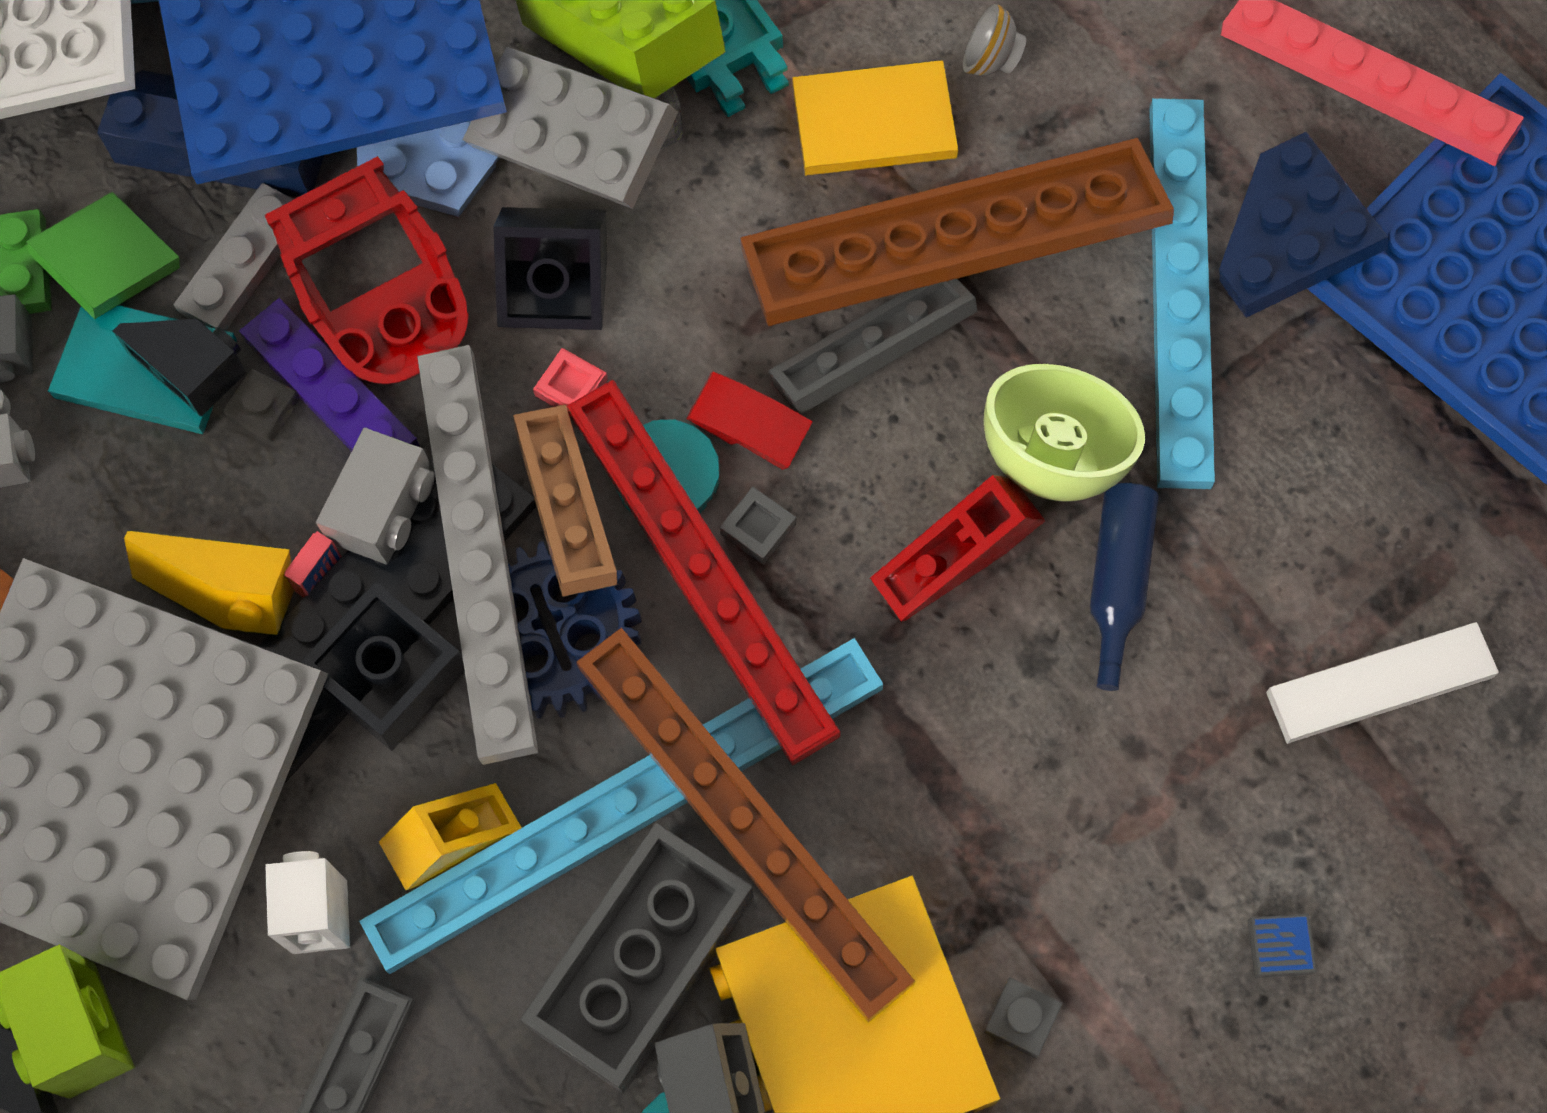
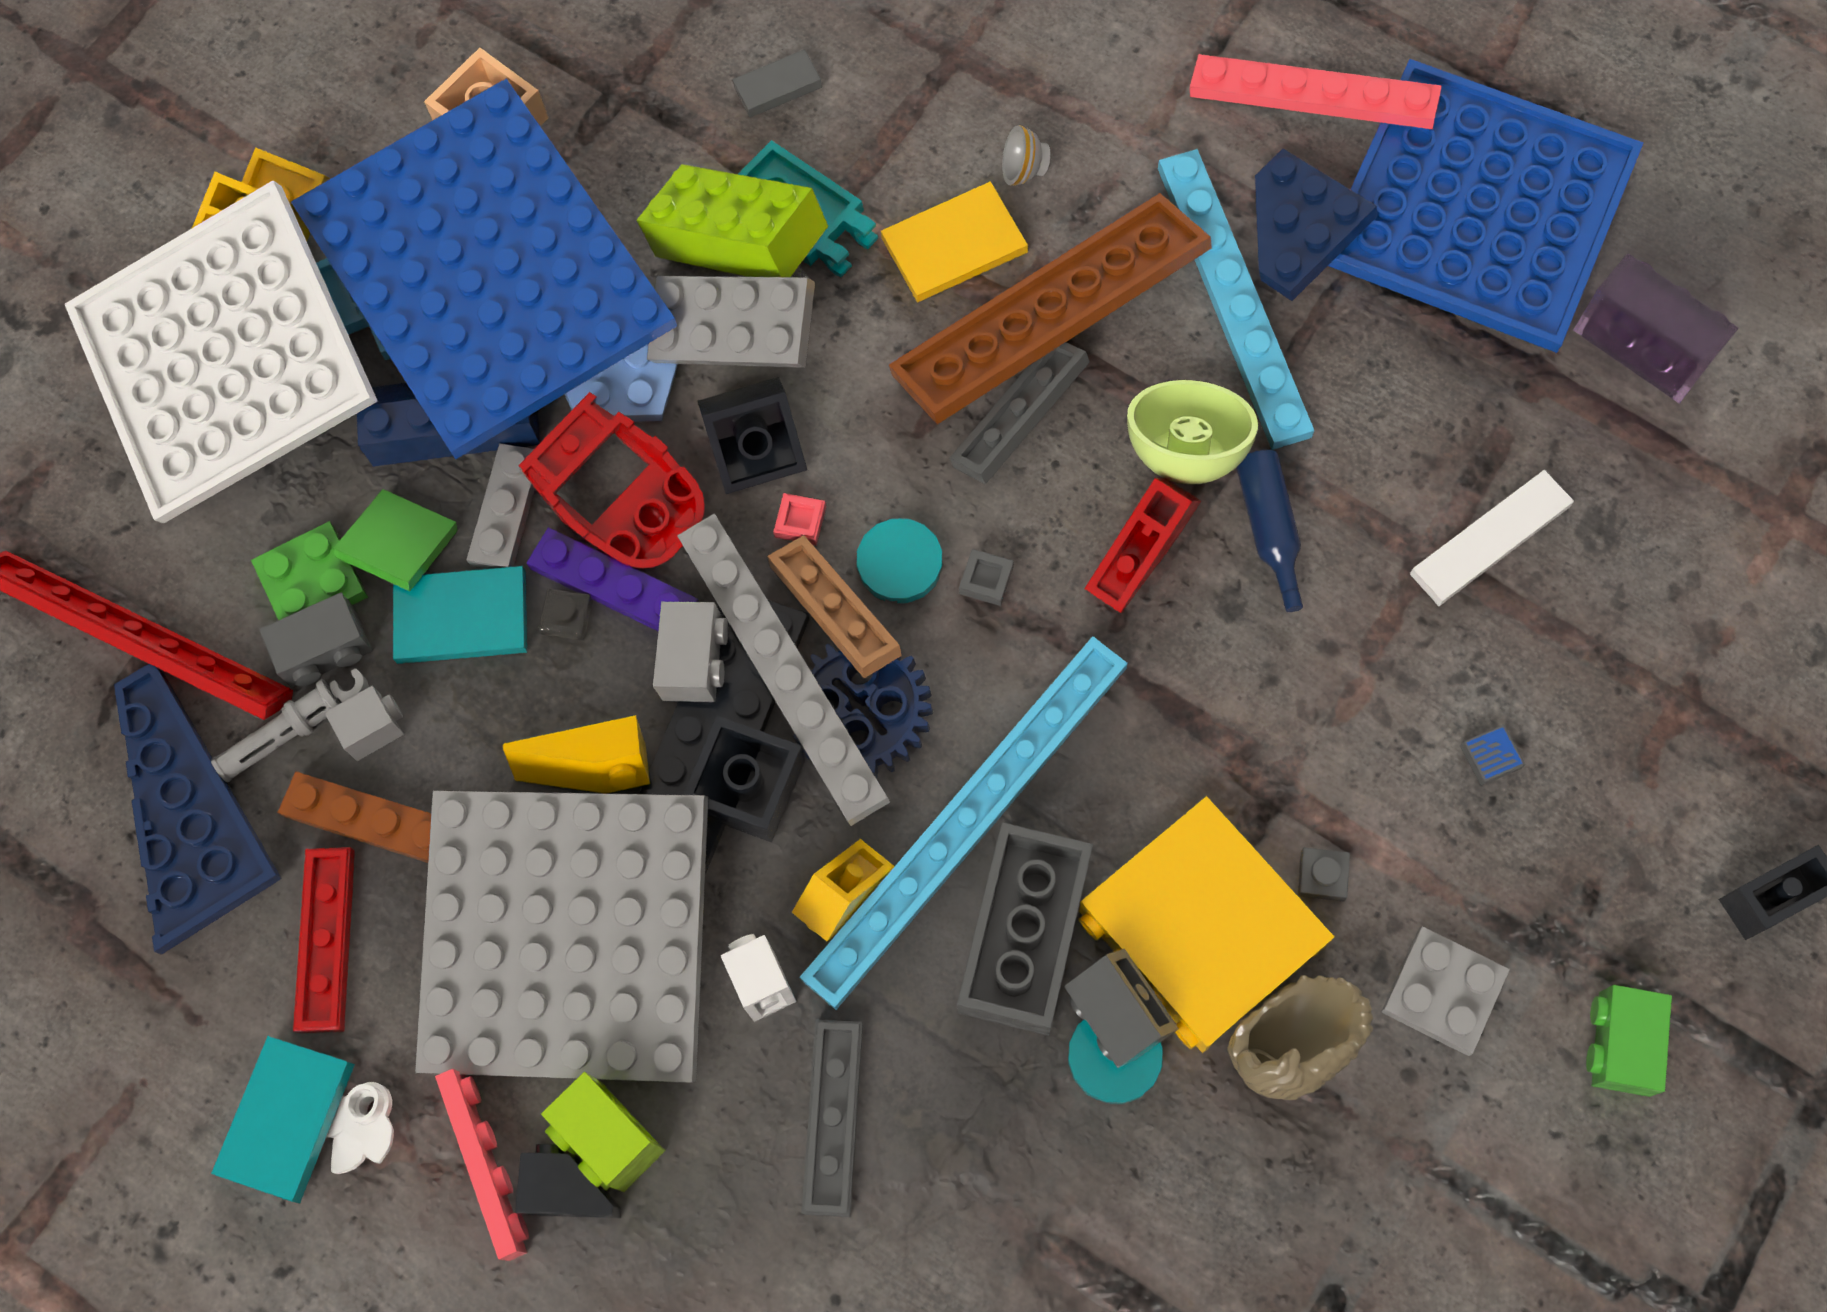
camera: 15 degrees left, 0 degrees up
(185, 358) = (495, 597): black slope -> none
(312, 563) = (656, 721): coral tile -> none
(704, 573) = (960, 625): red tile -> none
(746, 825) = (1069, 800): dark orange plate -> none
(750, 419) = (950, 499): red slope -> none

